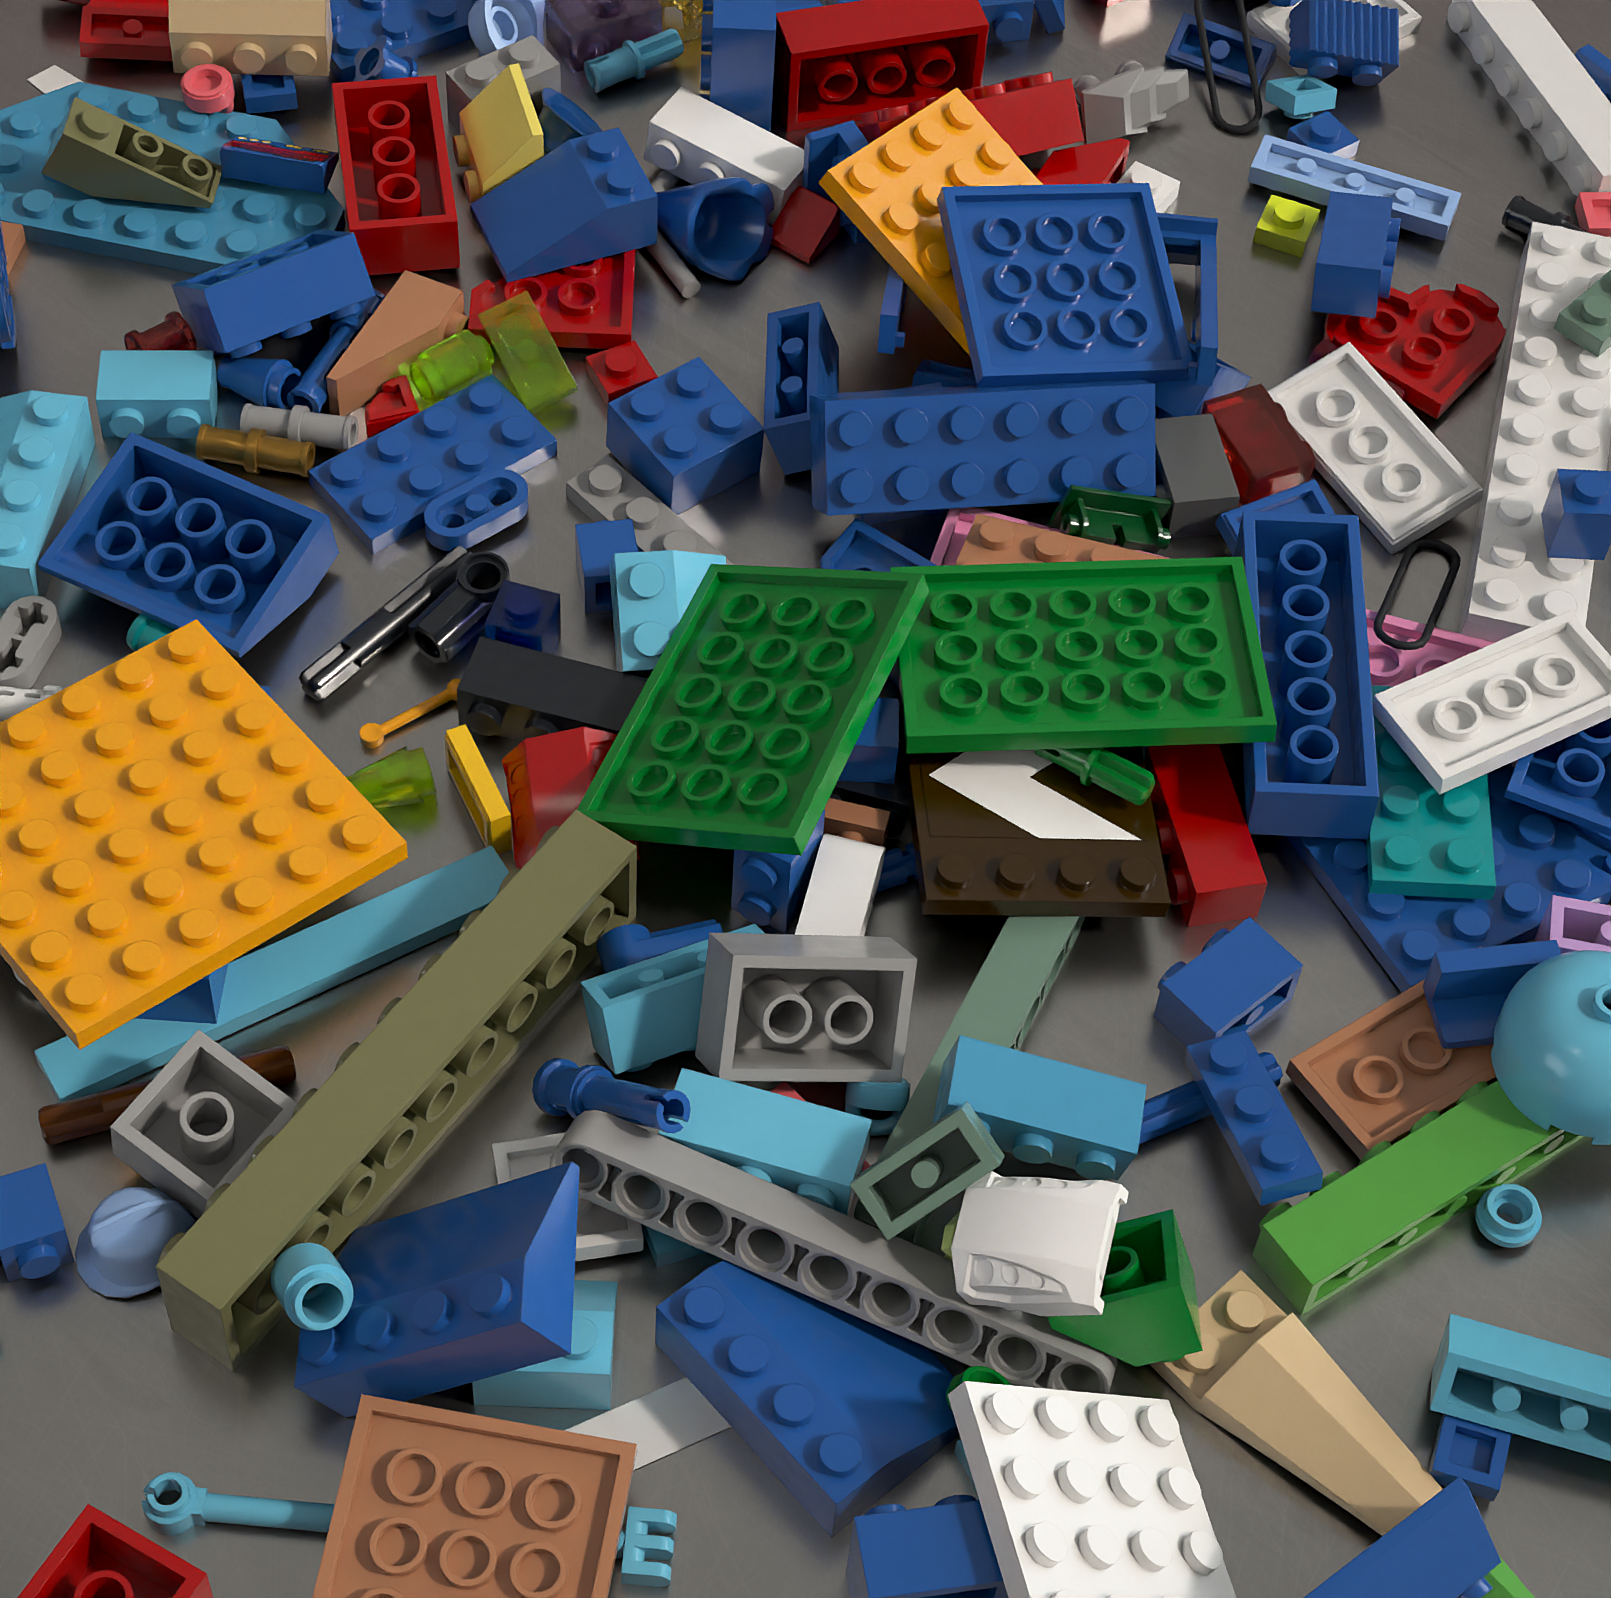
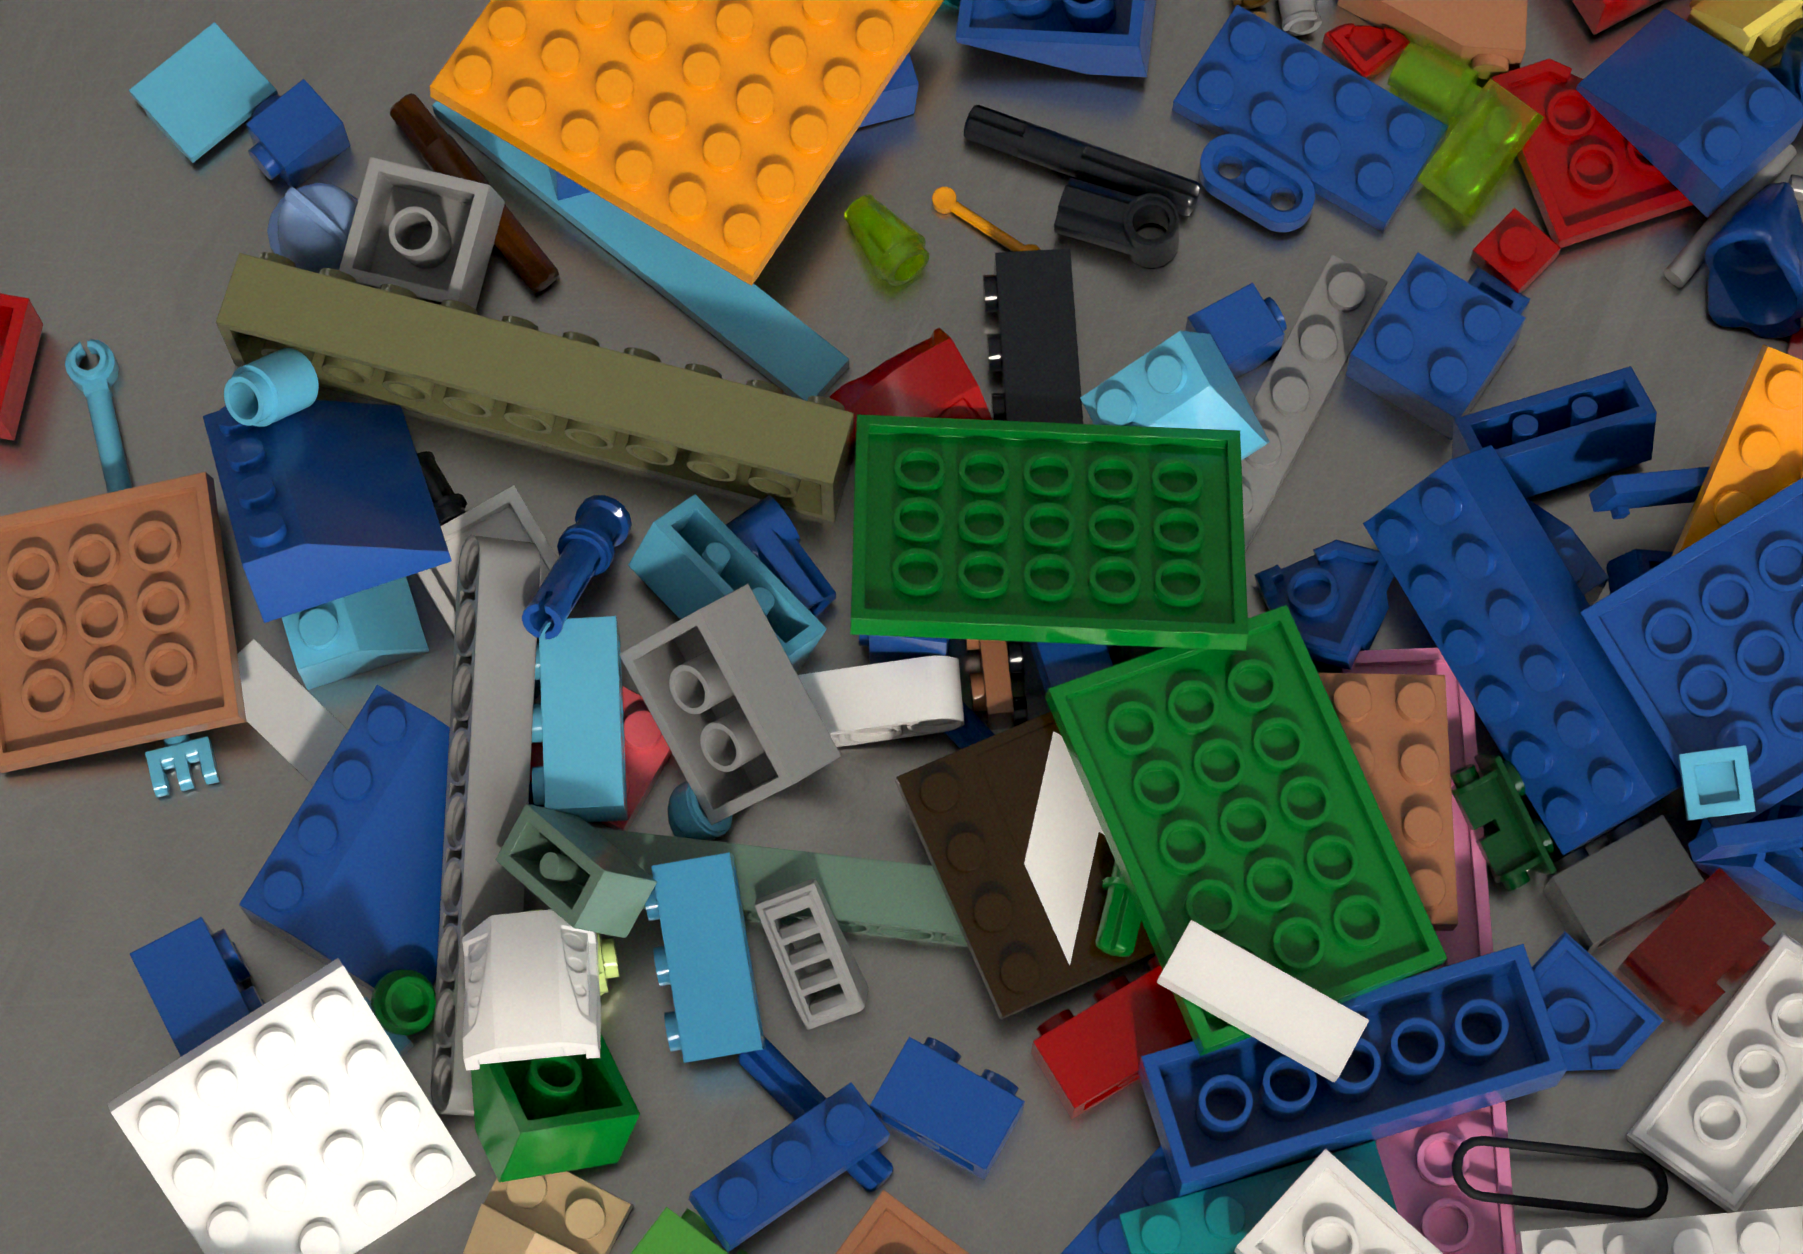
camera: 75 degrees right, 20 degrees up
(478, 789) = (904, 319): yellow tile -> none
(525, 617) = (1111, 286): clear blue brick -> none
(1095, 1032) = (813, 1006): none -> light grey slope
(1159, 340) = (1716, 783): none -> medium azure plate
(1248, 670) = (1263, 1001): none -> white tile

